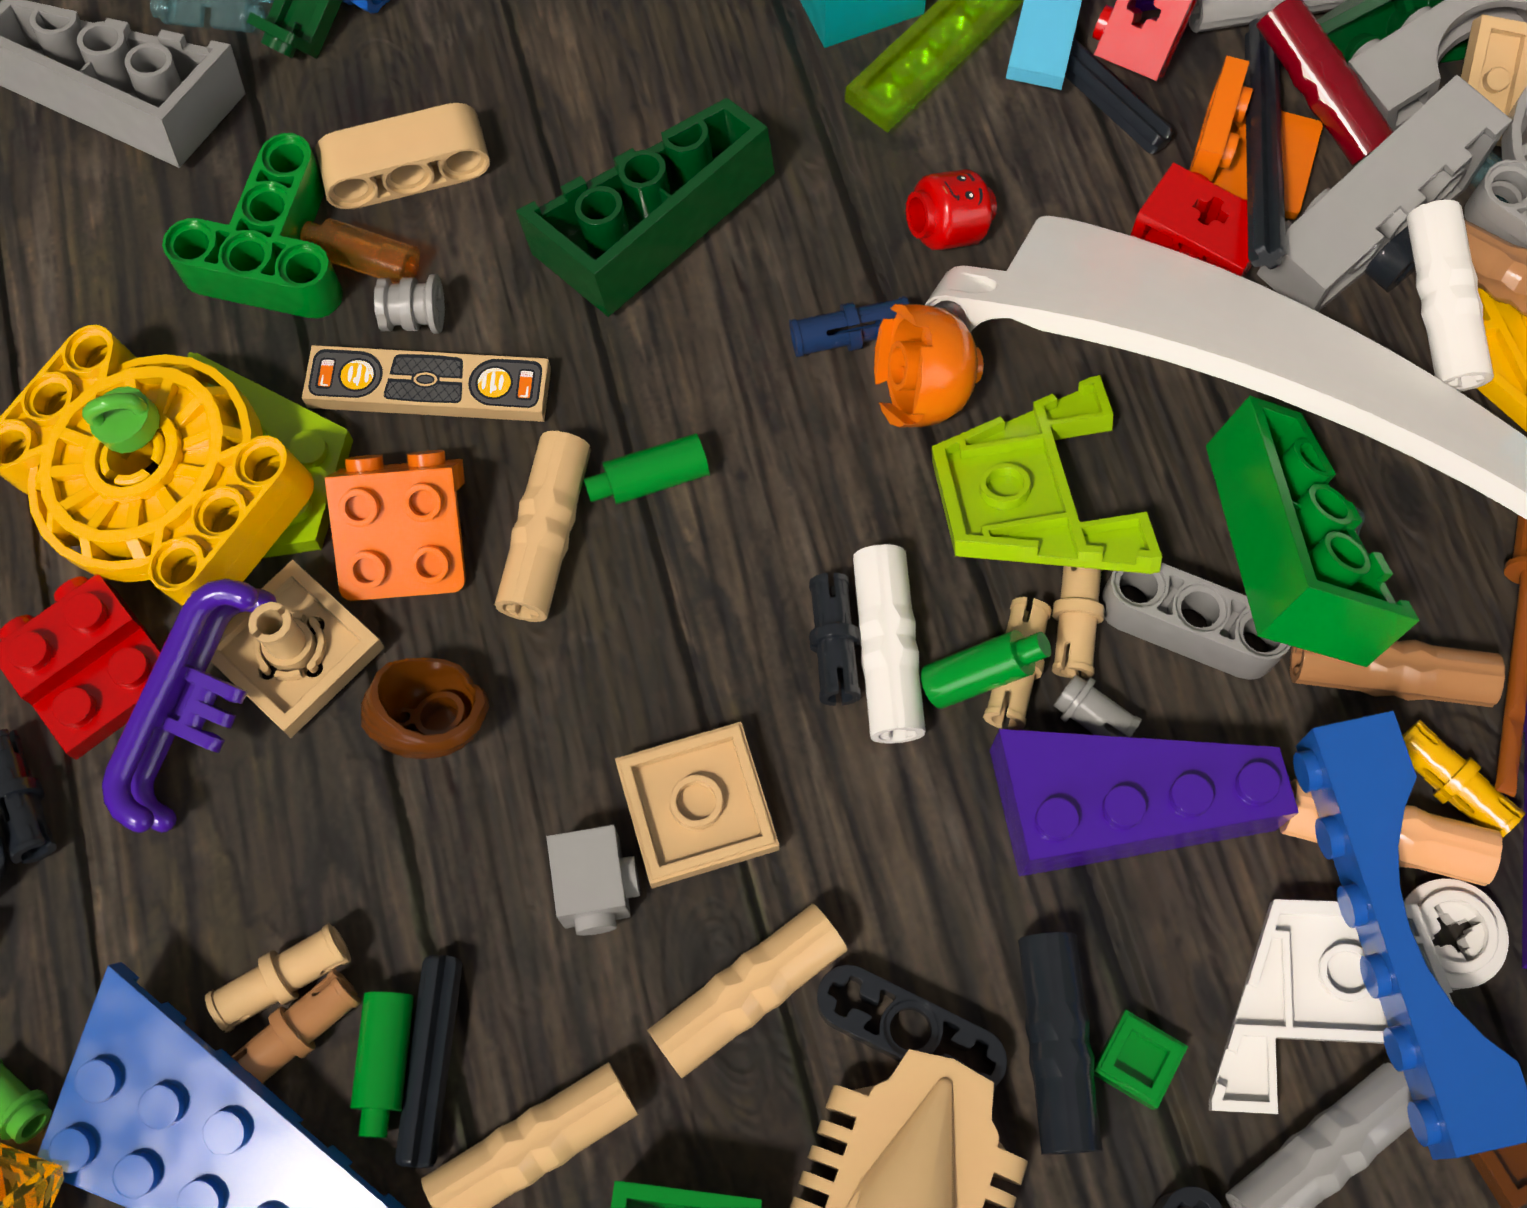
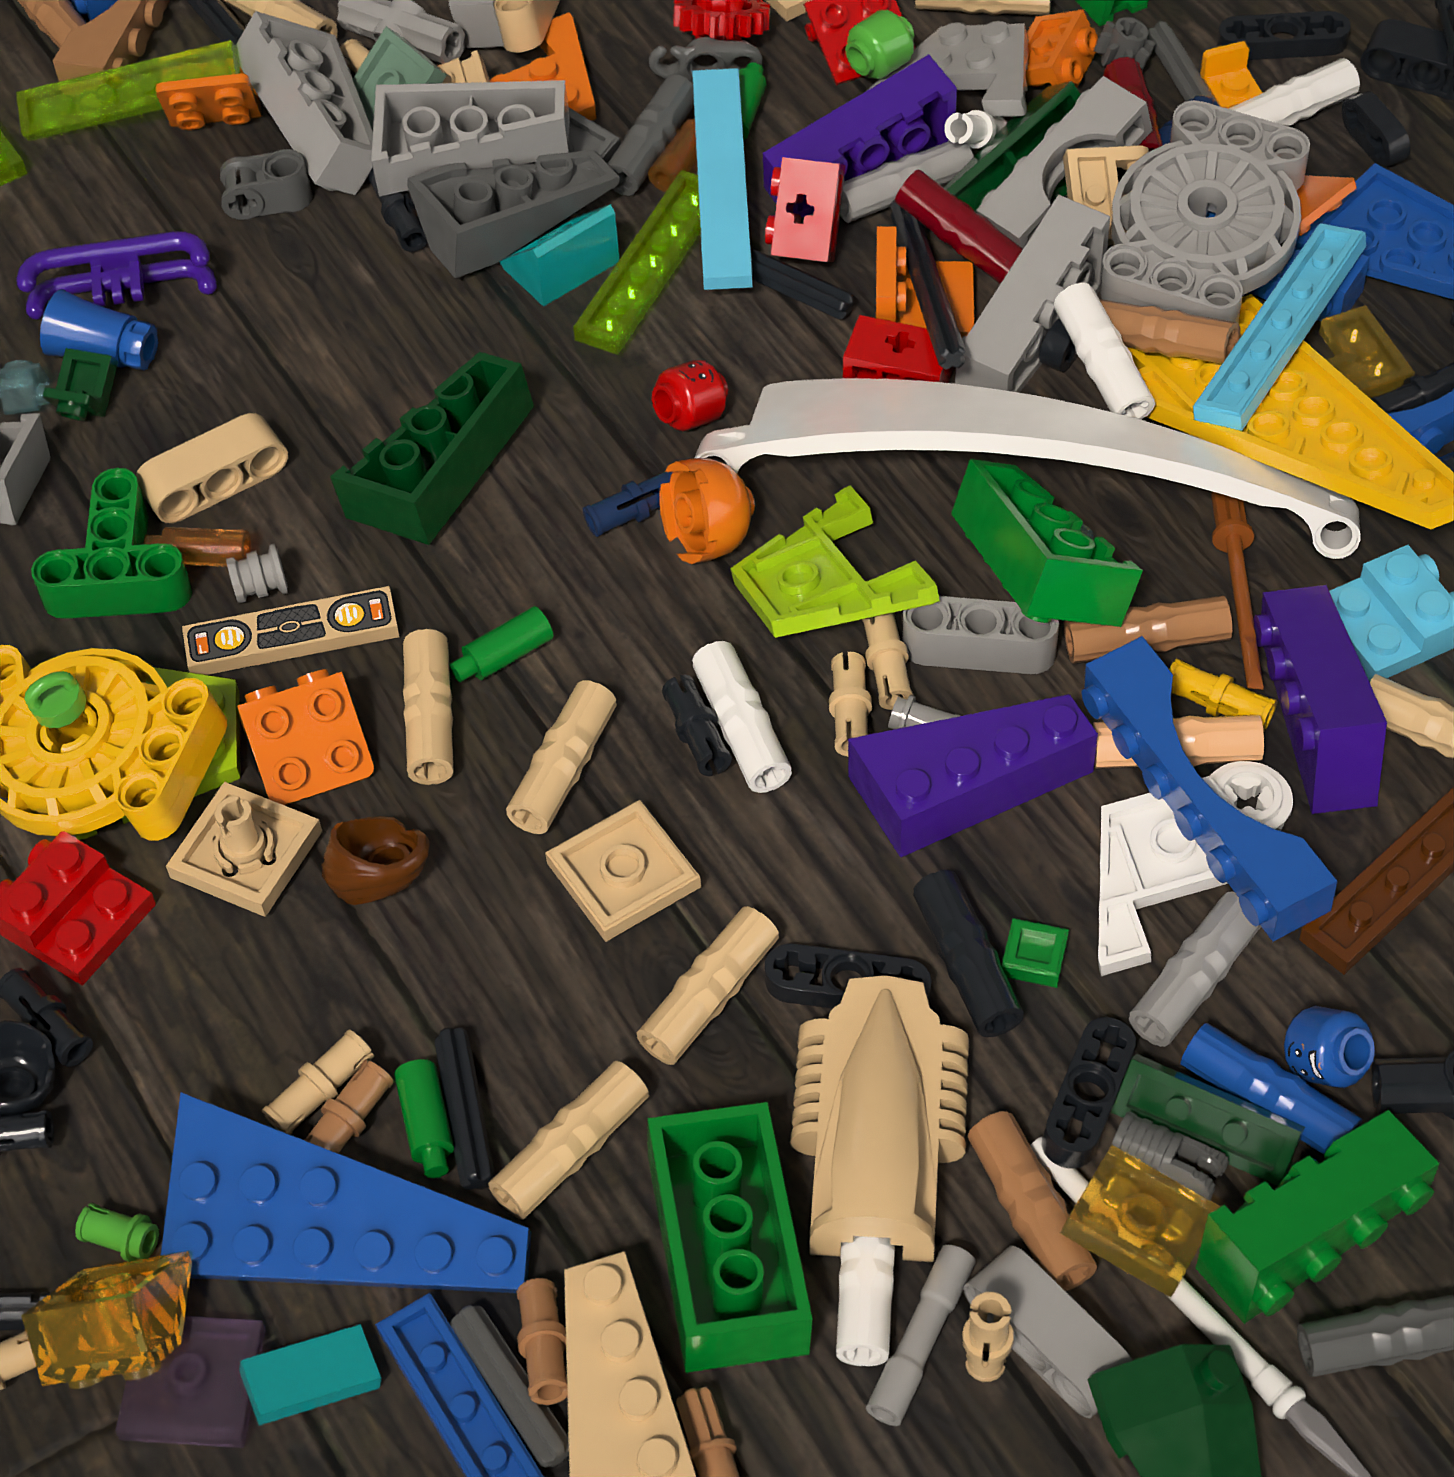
camera: 15 degrees left, 15 degrees down
(176, 703) = (172, 895): dark purple piece -> none
(591, 879) = (555, 941): light grey brick -> none
(671, 636) = (561, 757): none -> tan axle
(983, 667) = (822, 706): green cylinder -> none

